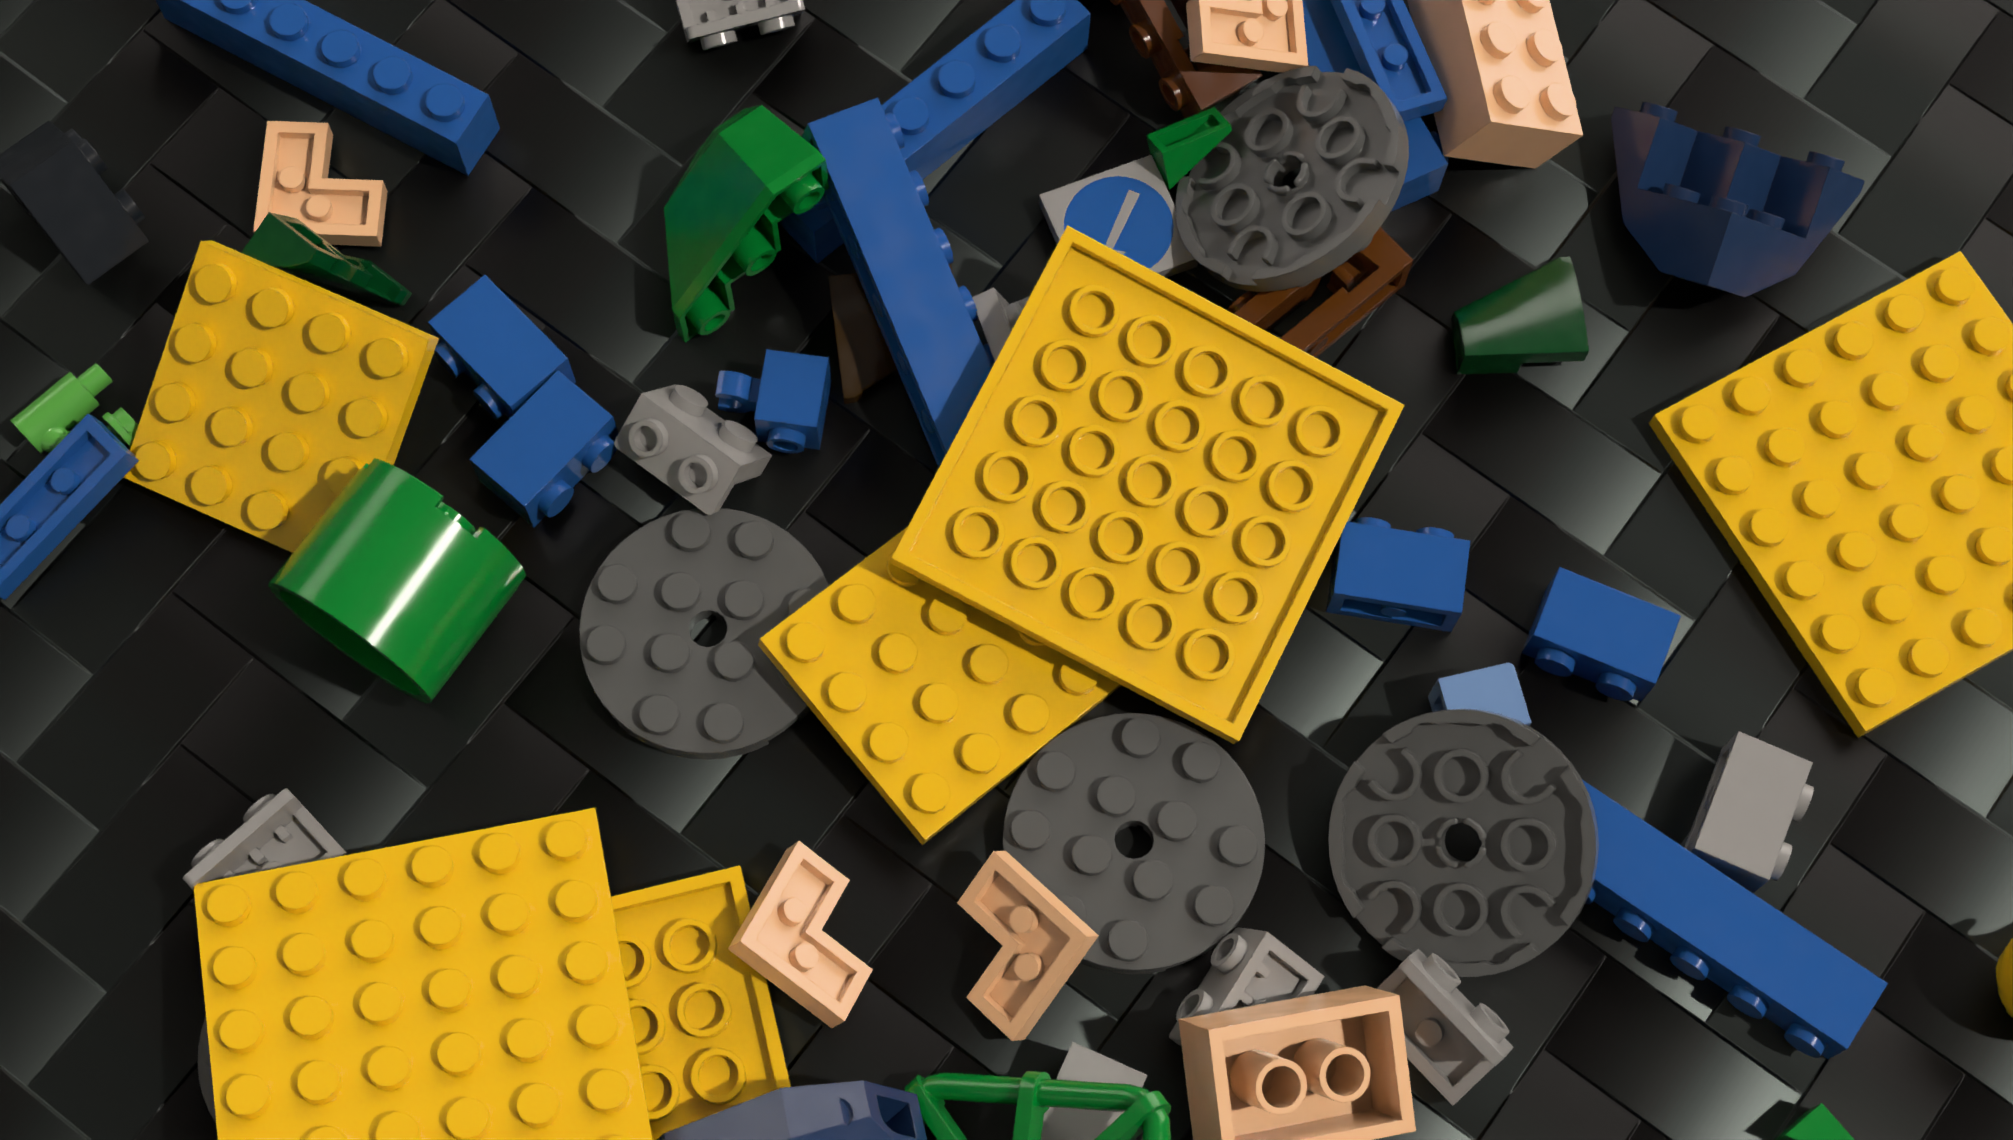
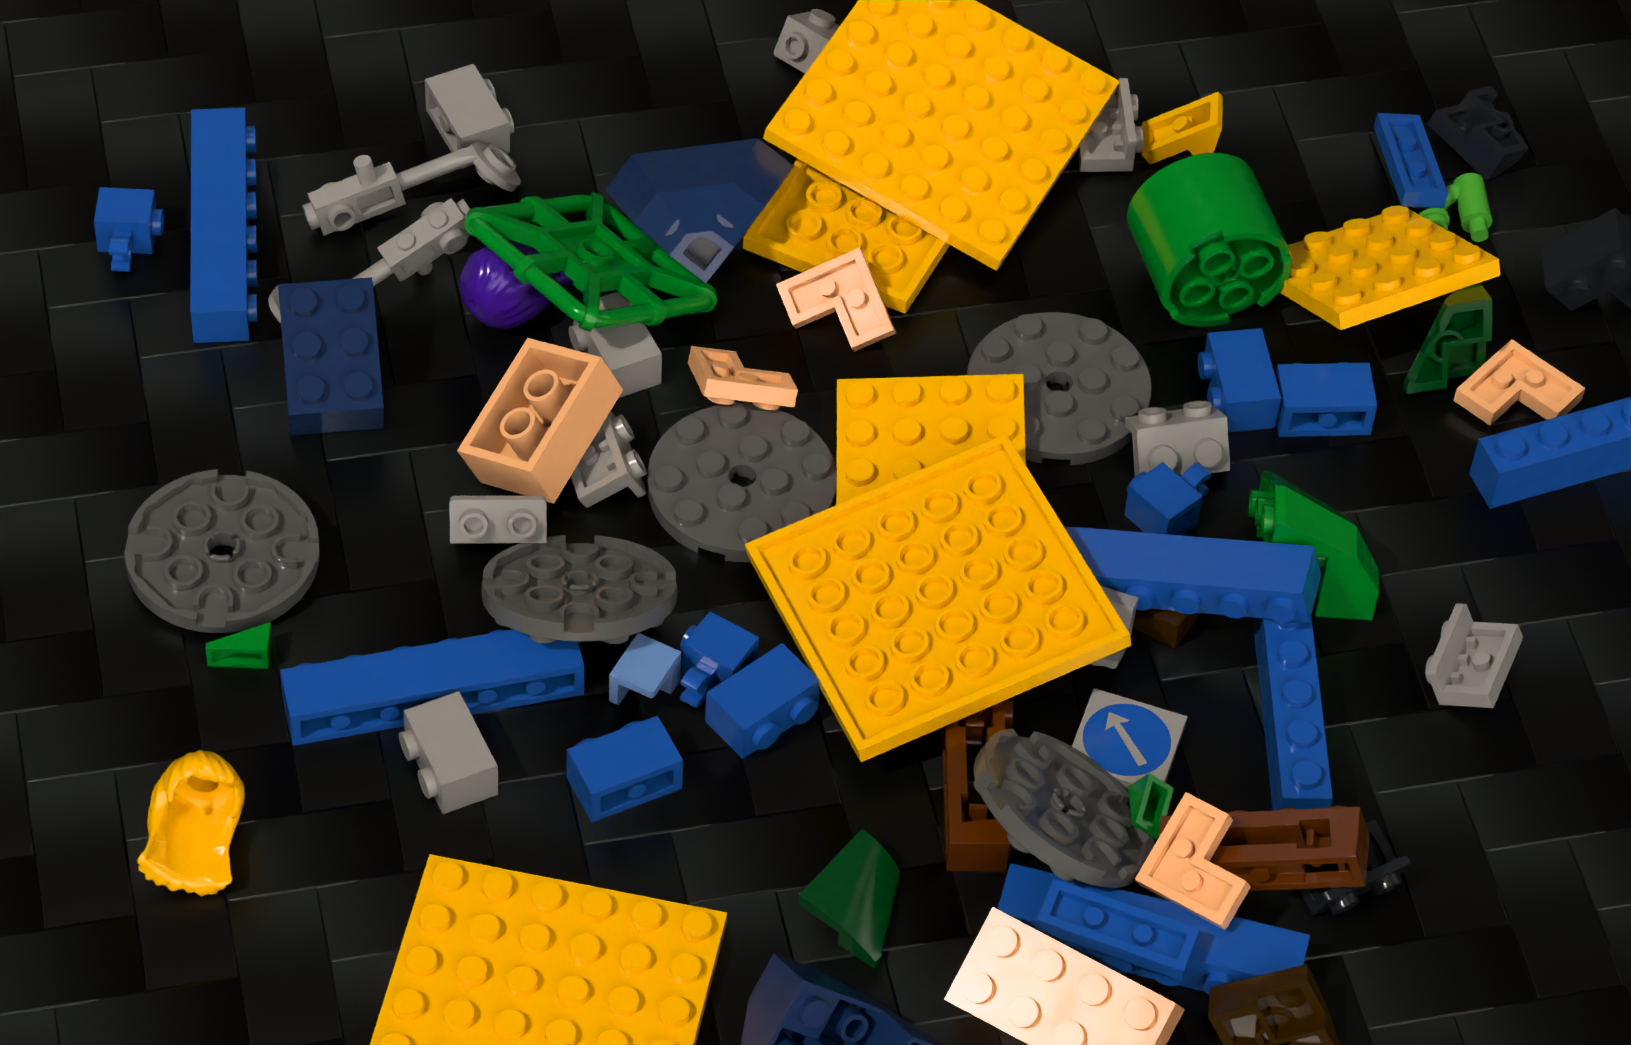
camera: 130 degrees right, 20 degrees down
(202, 770) = (1189, 128): none -> yellow slope
(1389, 663) = (713, 654): none -> blue brick

